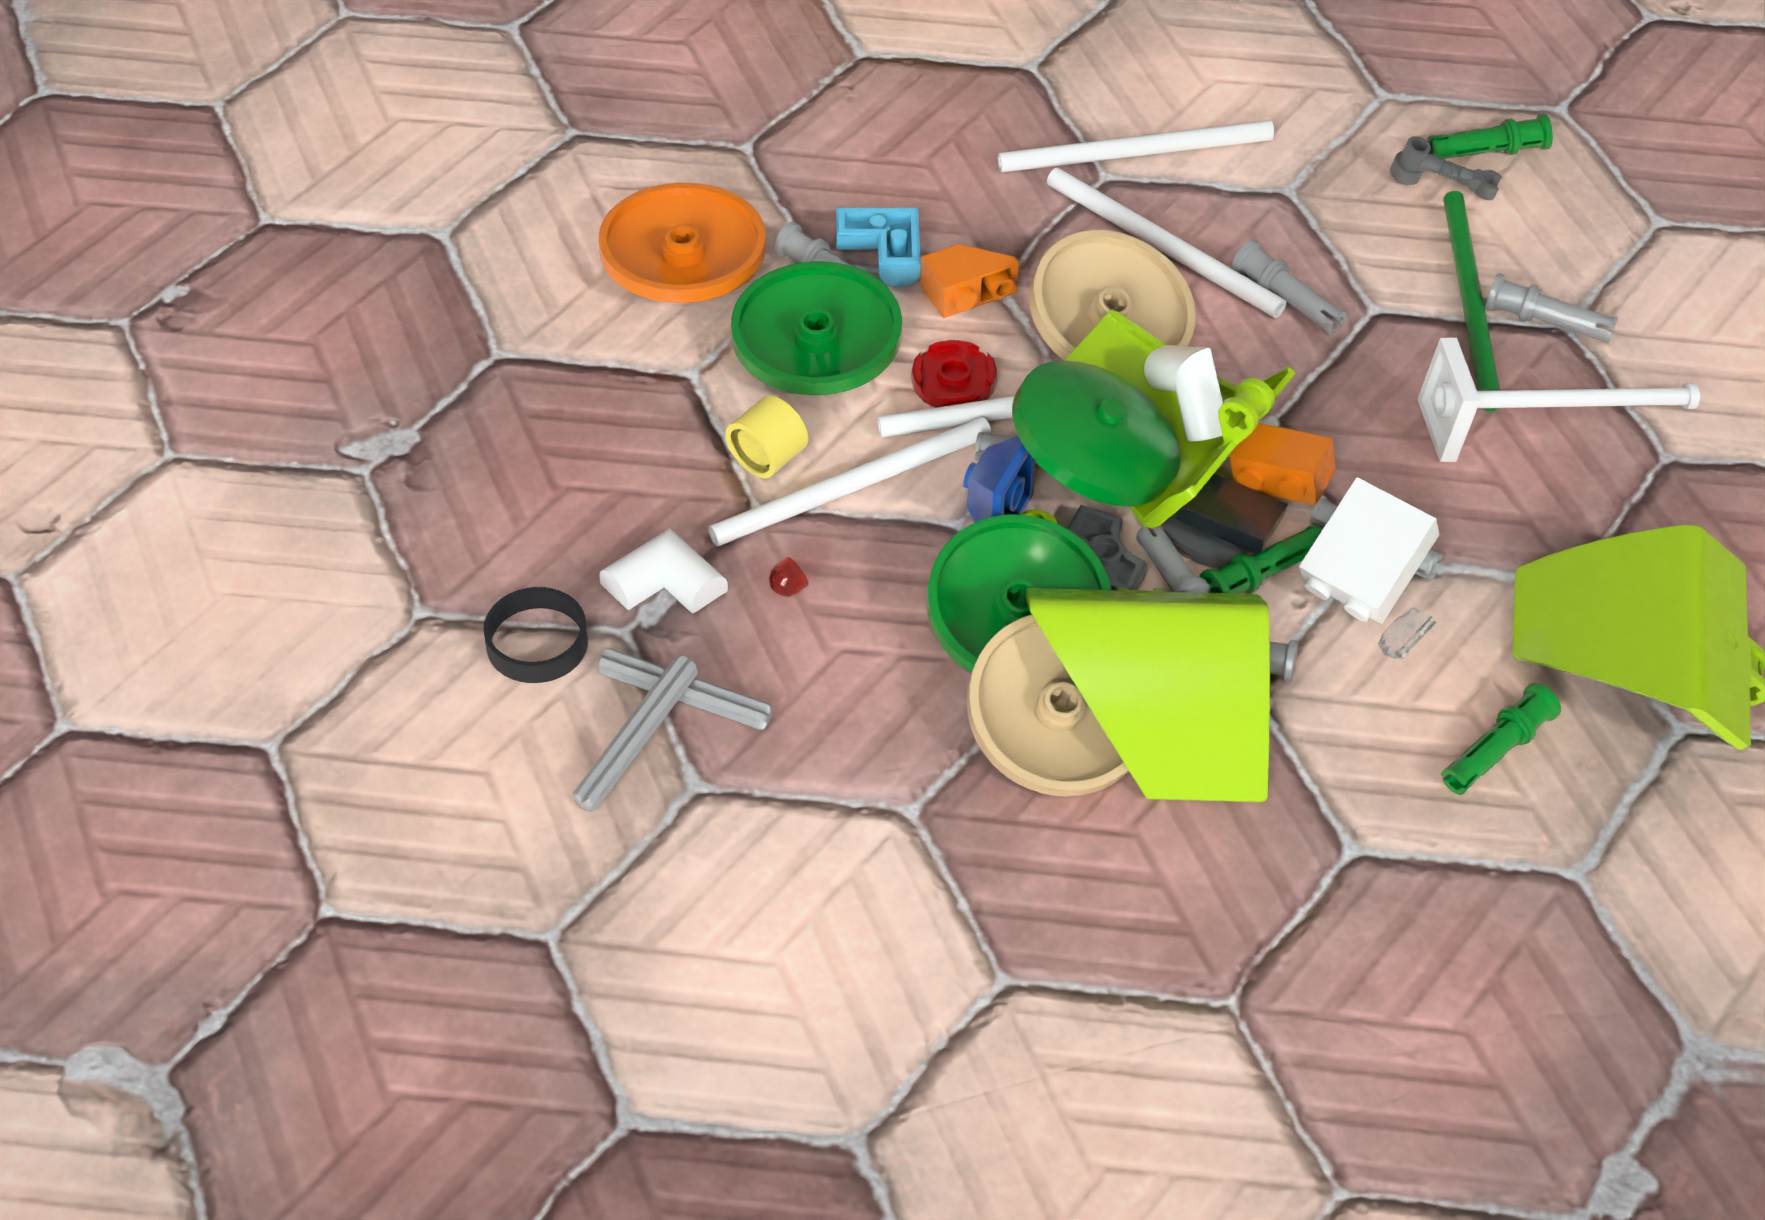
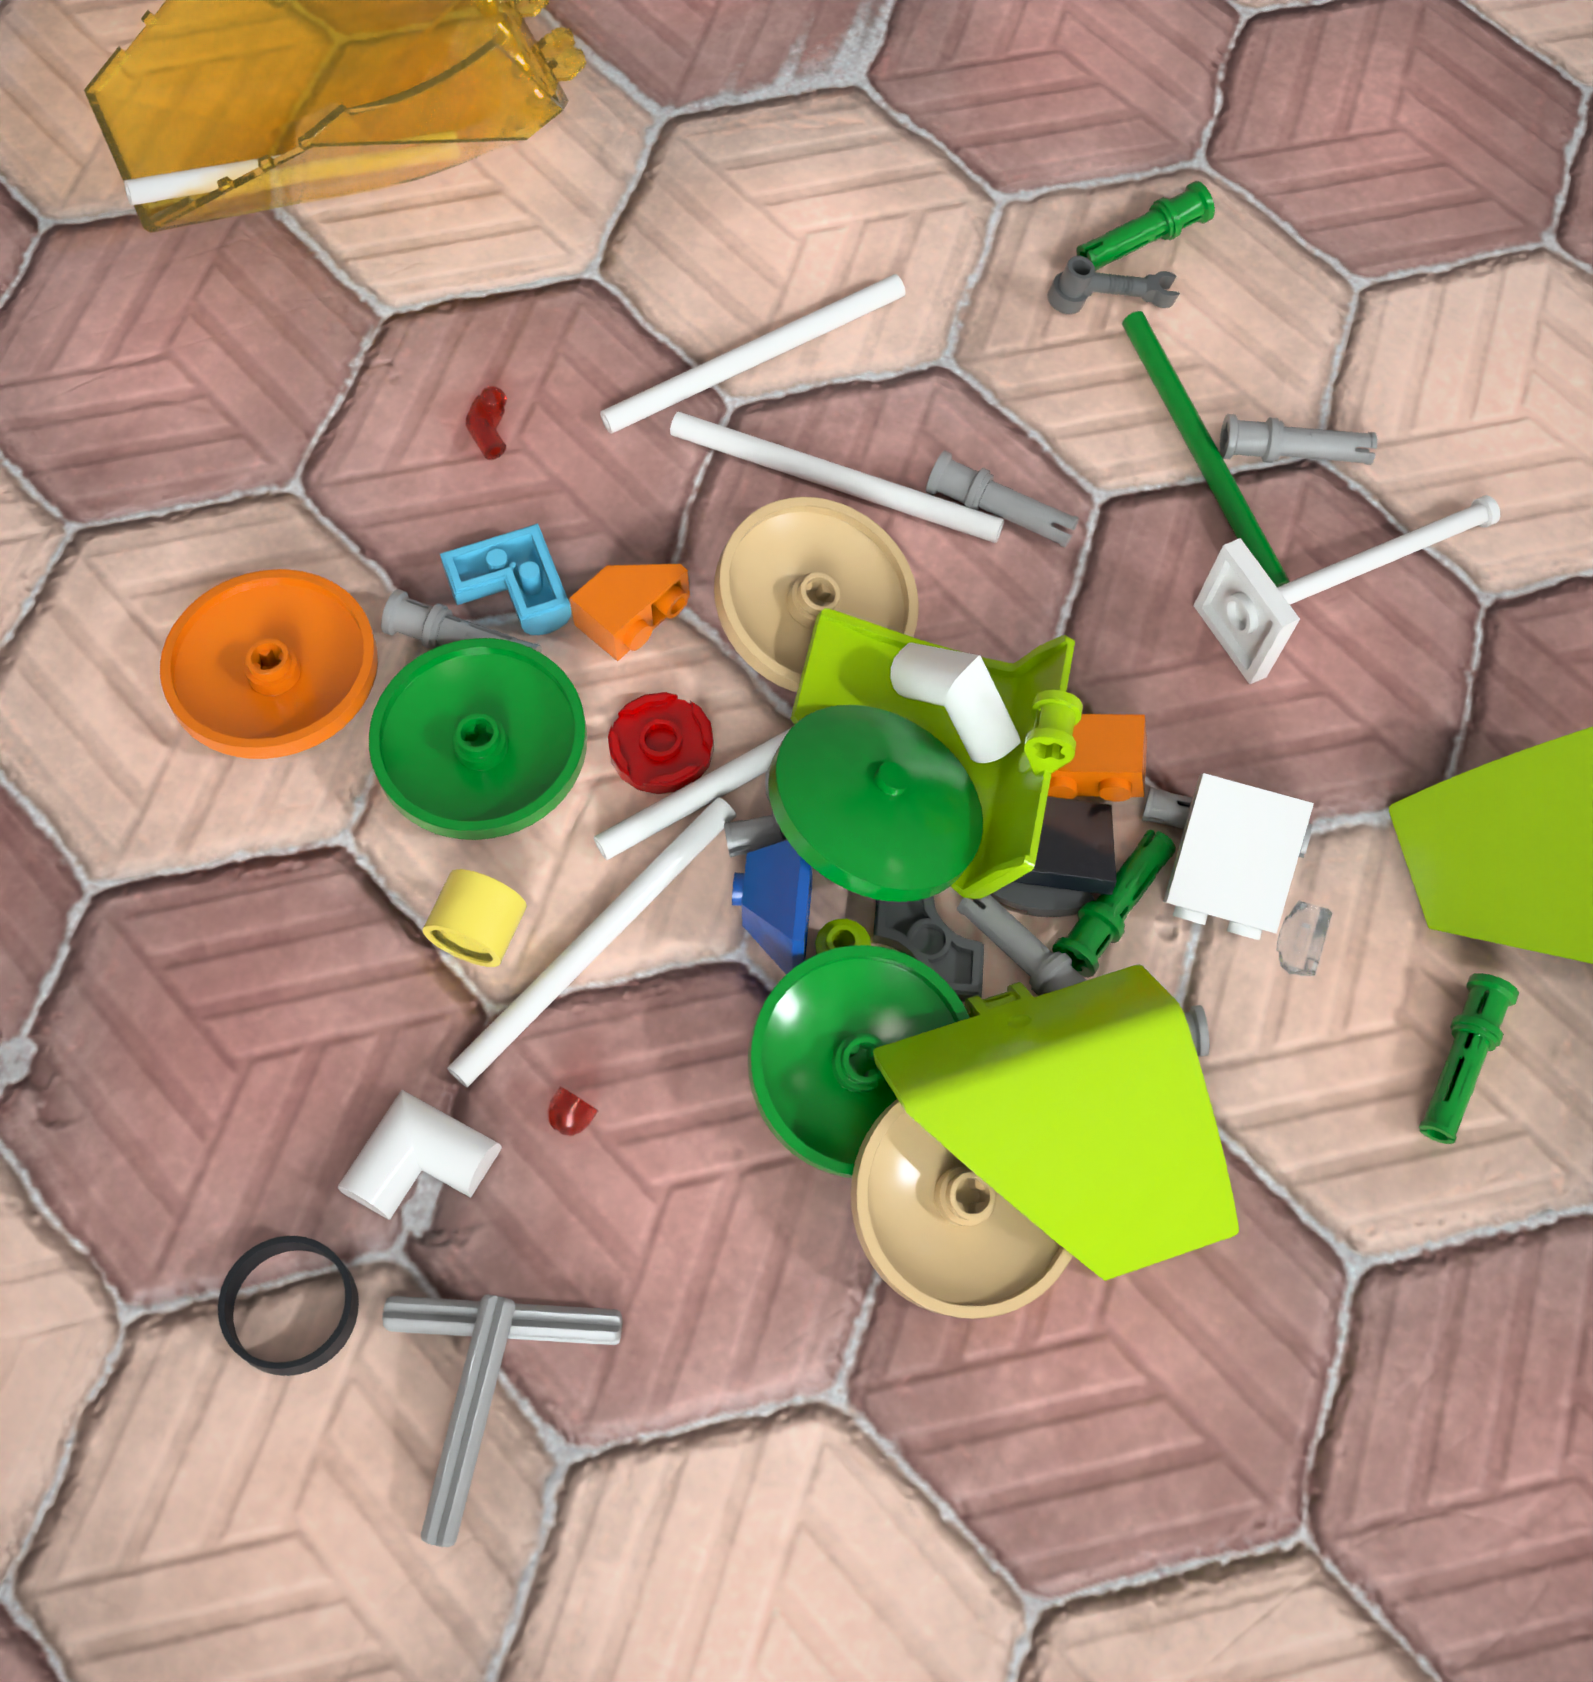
camera: 20 degrees left, 15 degrees up
(907, 137) = (484, 420): none -> clear red arm

